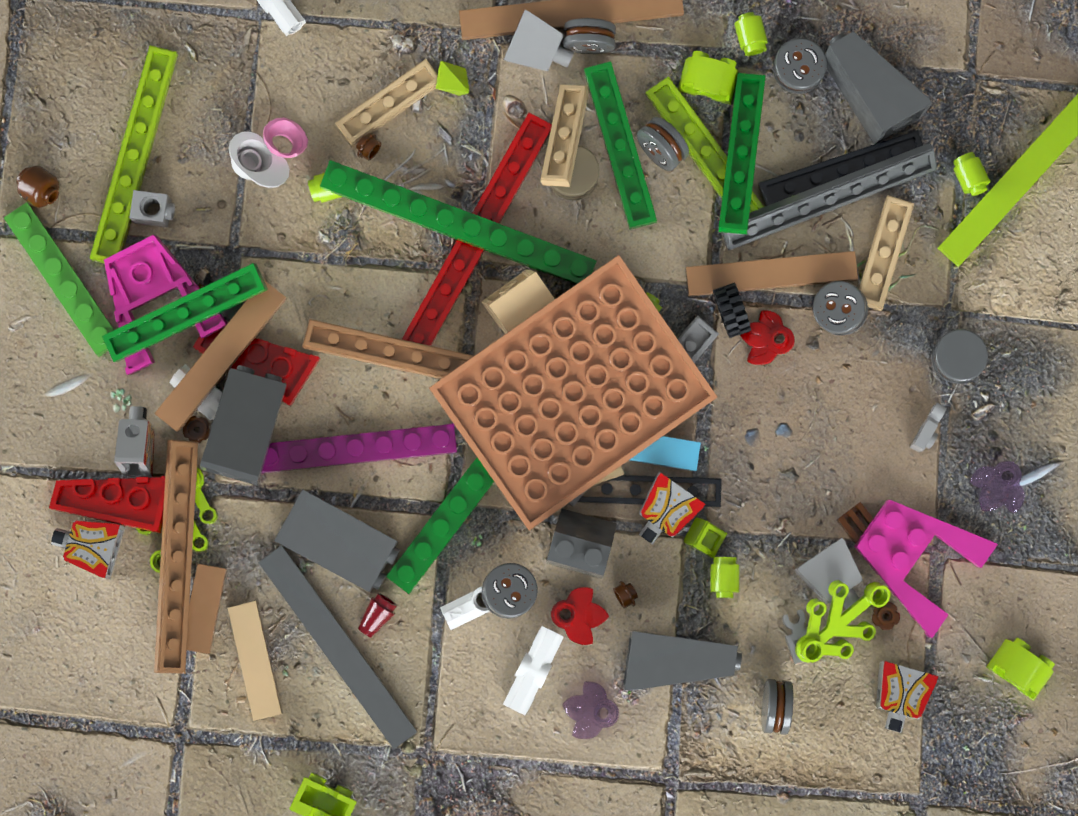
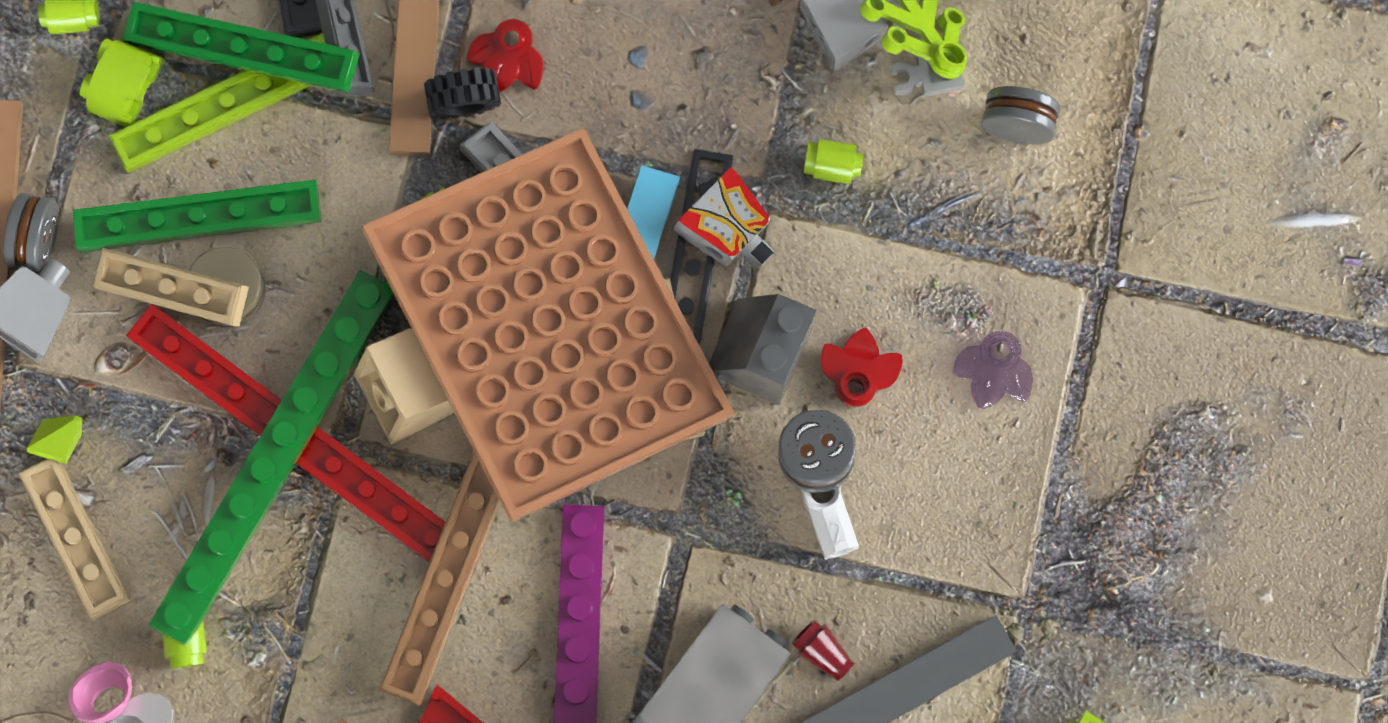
camera: 85 degrees left, 5 degrees down
(368, 147) = (135, 574): reddish brown plate -> none
(441, 527) = (707, 541): green plate -> none
(533, 670) = (929, 440): white piece -> none
(625, 594) = (839, 299): reddish brown plate -> none
(663, 143) = (207, 153): dark grey head -> none
(670, 660) = (943, 249): dark grey slope -> none
(705, 537) = (773, 182): lime slope -> none

